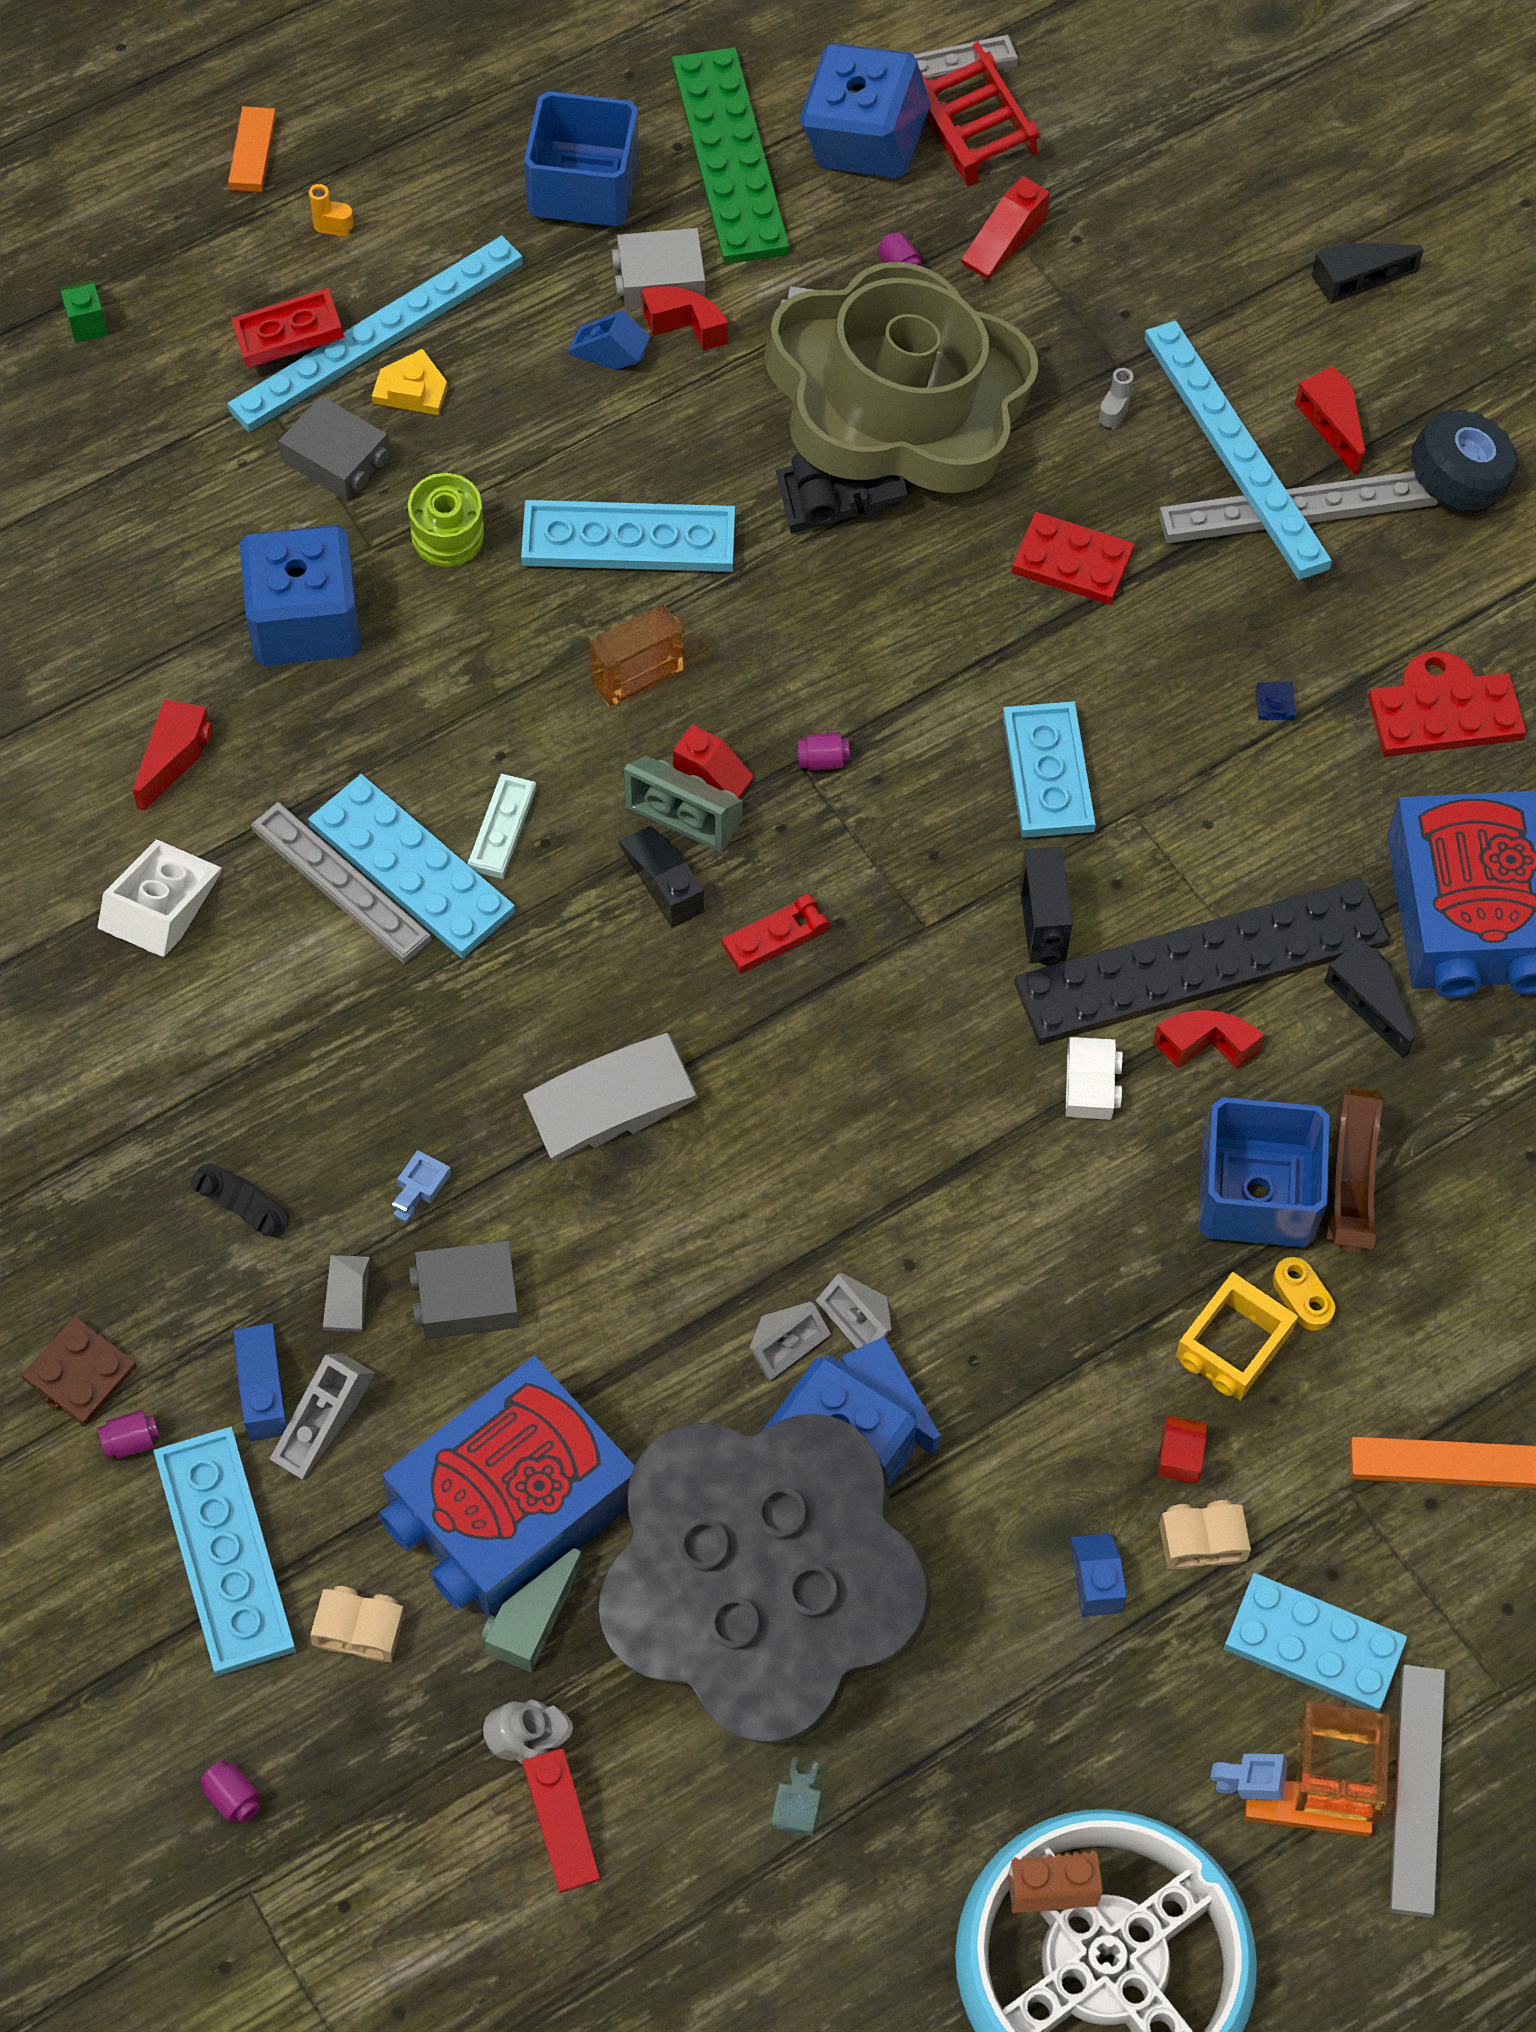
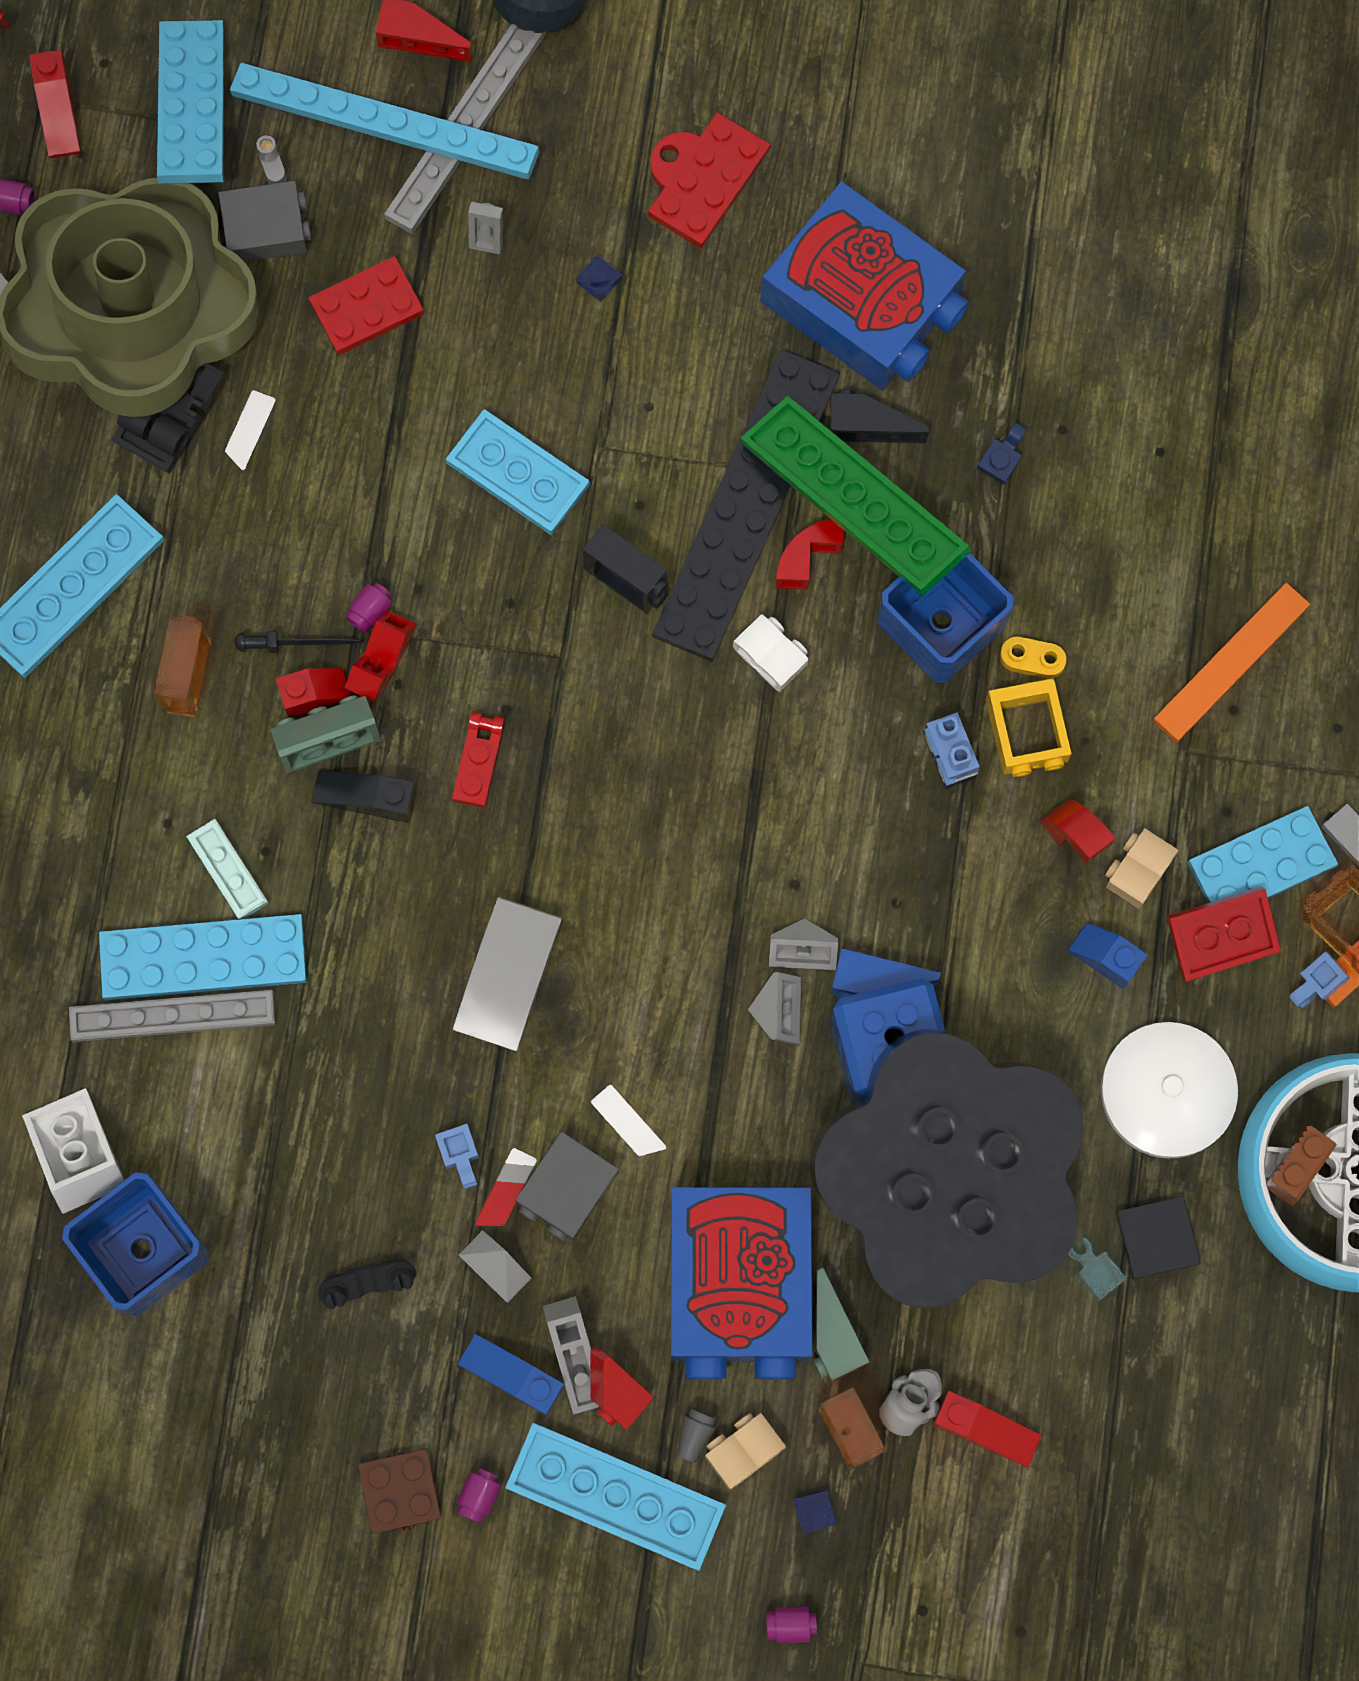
camera: 50 degrees left, 15 degrees up
(108, 965) = (105, 1239): none -> blue plate
(317, 1469) = (615, 1391): none -> red slope
(341, 1569) = (695, 1433): none -> dark grey cone
(355, 1733) = (814, 1512): none -> clear blue plate
(401, 1254) = (506, 1189): none -> sticker
(450, 1701) = (848, 1415): none -> clear orange window
(570, 1298) = (627, 1122): none -> white sticker
(725, 708) = (271, 642): none -> black sword
(797, 793) = (382, 655): none -> red brick
(878, 1834) = (1158, 1238): none -> black tile
(886, 559) = (249, 428): none -> white sticker
(1025, 1732) = (1169, 1090): none -> white dish
(1063, 433) = (265, 221): none -> dark grey brick
(1104, 308) = (190, 102): none -> medium azure plate
(1150, 1288) = (949, 742): none -> medium blue hips
(1213, 1655) = (1223, 933): none -> red plate
(1224, 580) = (485, 227): none -> light grey plate
(1287, 1017) = (855, 495): none -> green plate
(1352, 1170) = (1025, 583): reddish brown arch -> none
(1453, 1127) = (1002, 458): none -> dark blue plate

